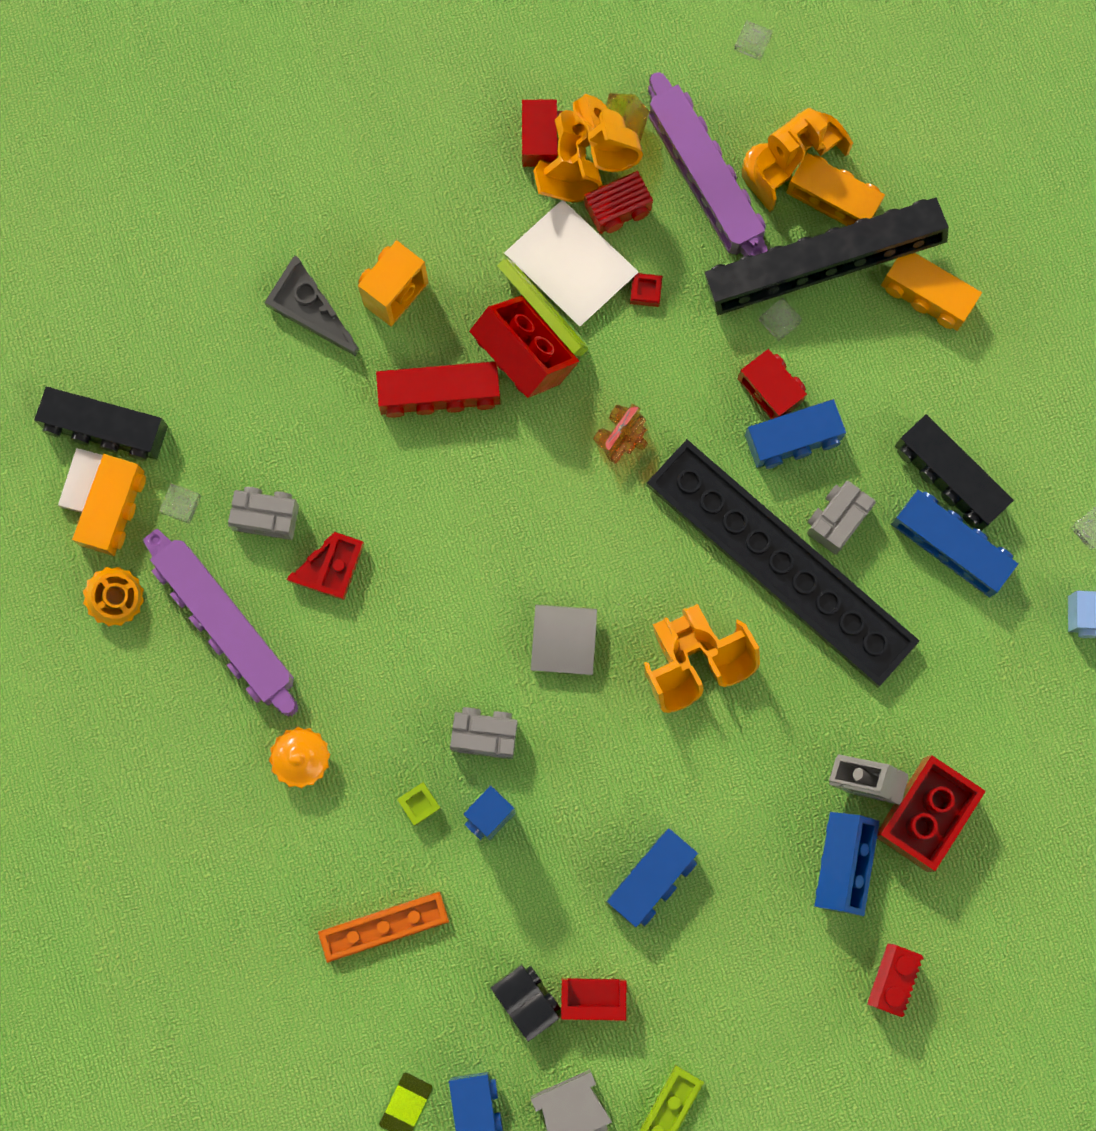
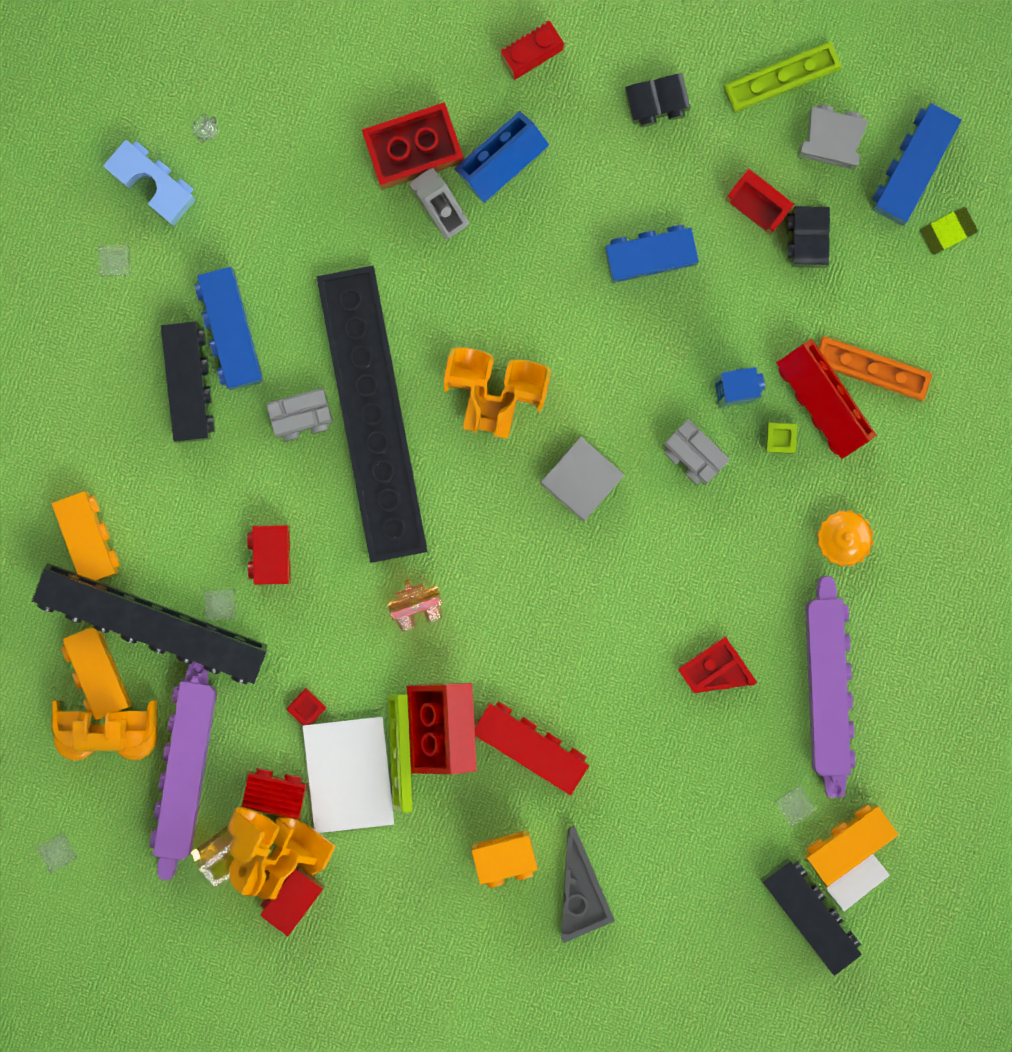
camera: 145 degrees left, 10 degrees up
(107, 590) = (897, 769): light orange piece -> none
(263, 513) = (737, 748): light grey brick -> none
(404, 866) = (825, 399): none -> red brick
(751, 1022) = (657, 99): none -> black brick
(795, 434) = (283, 502): blue brick -> none

